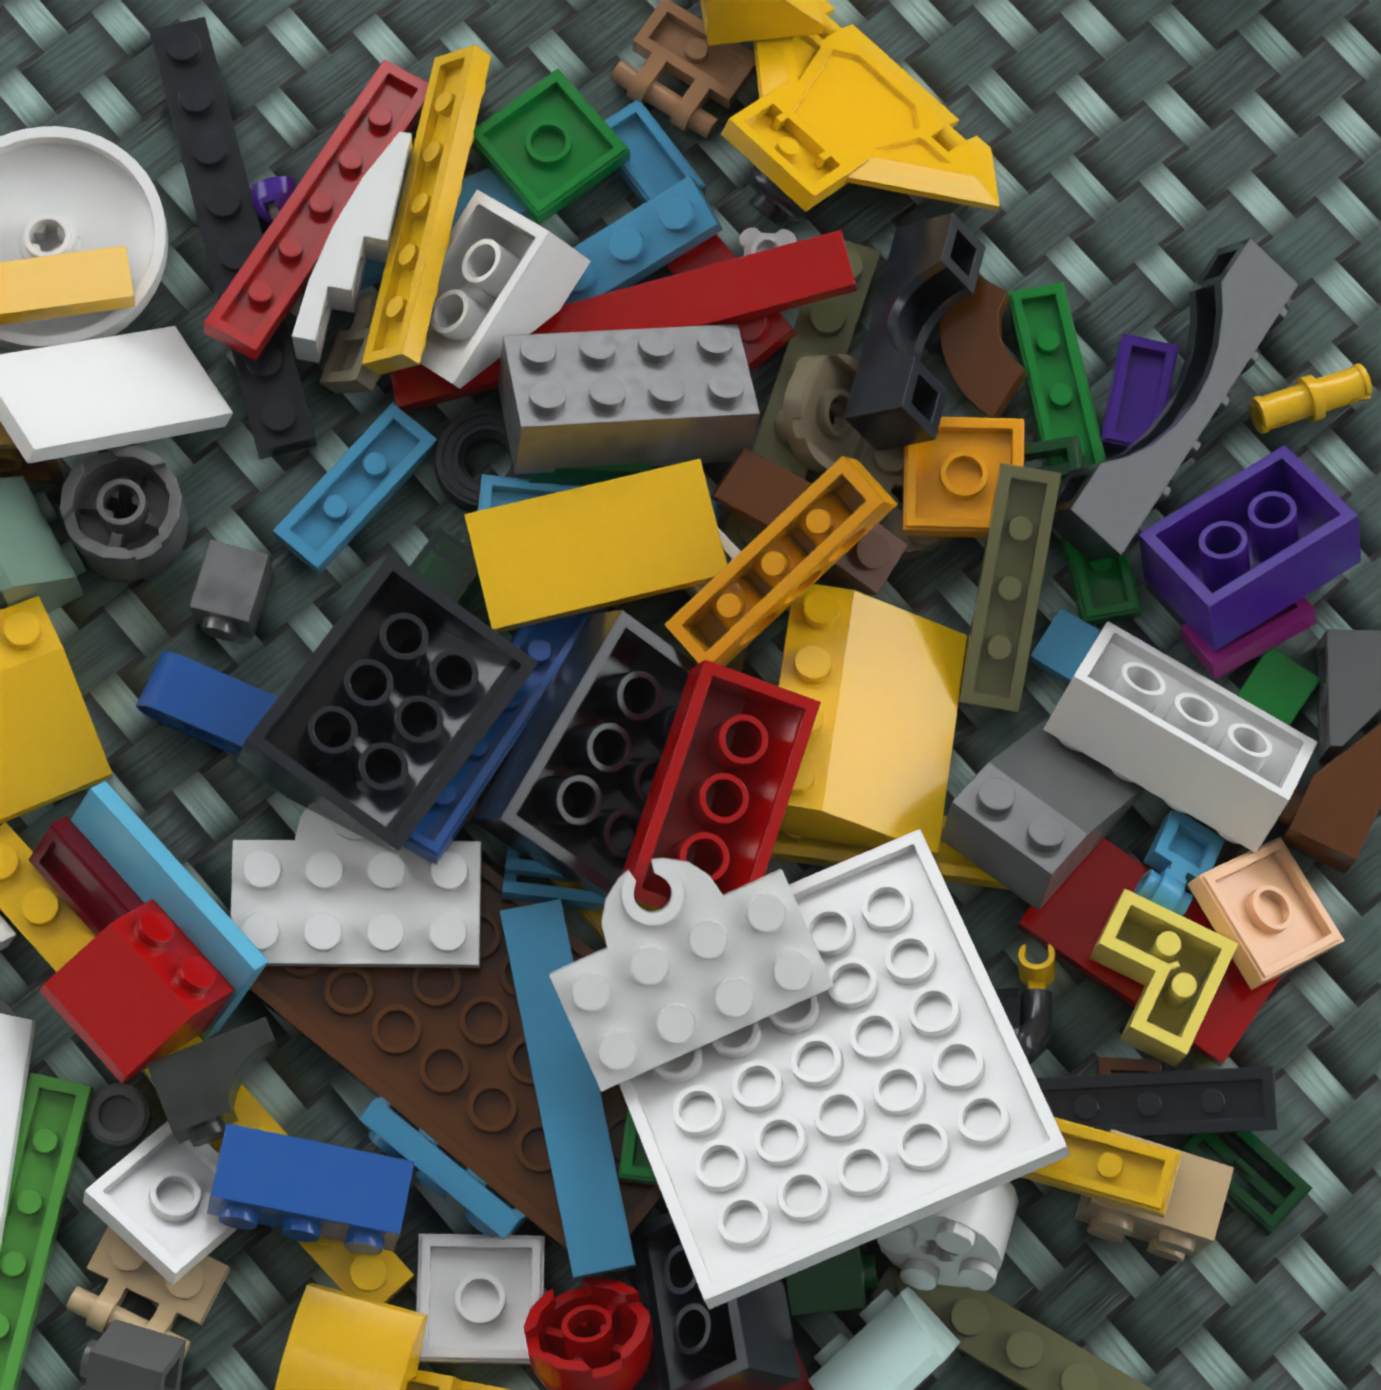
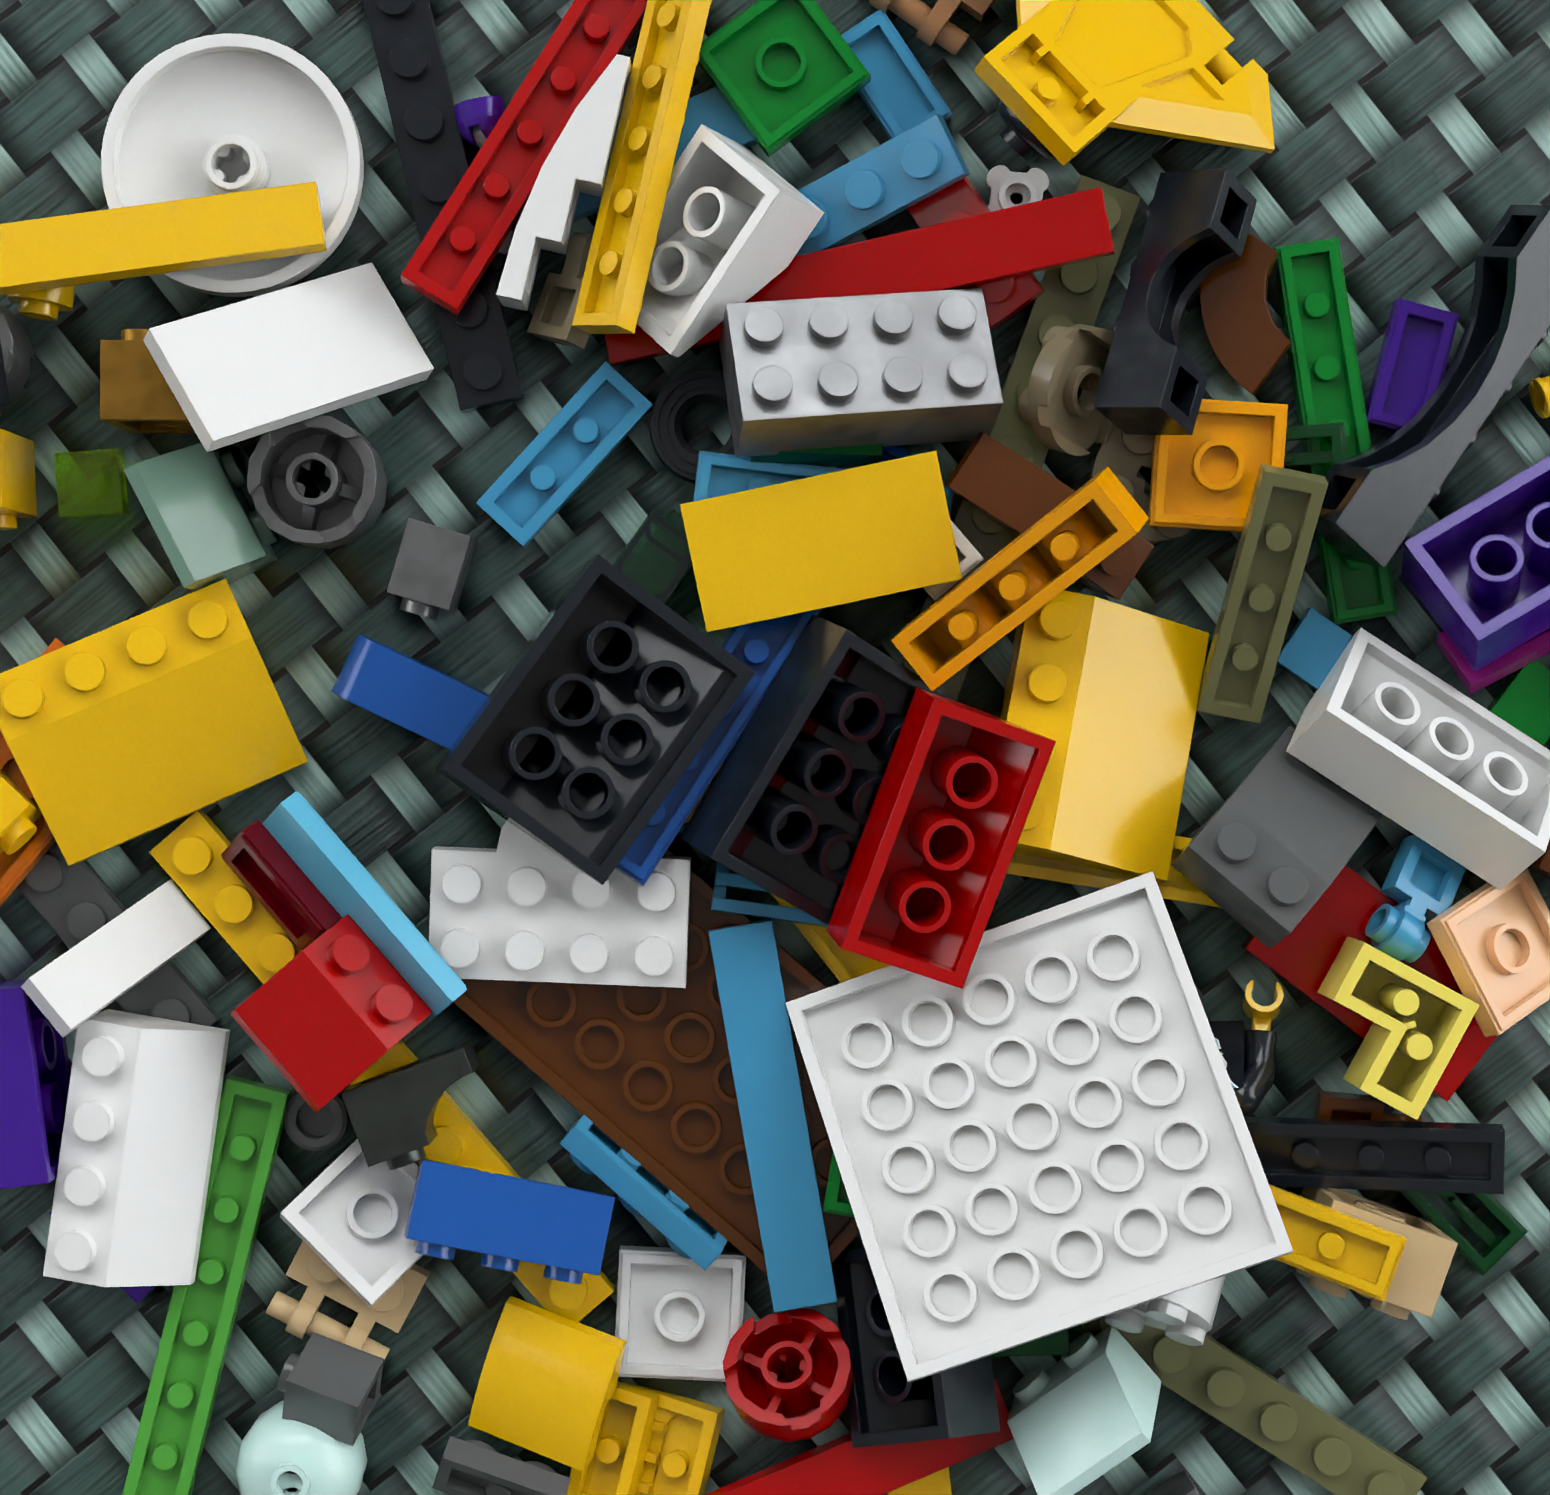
camera: 10 degrees right, 15 degrees up
(686, 969) = (902, 1025): white plate -> none

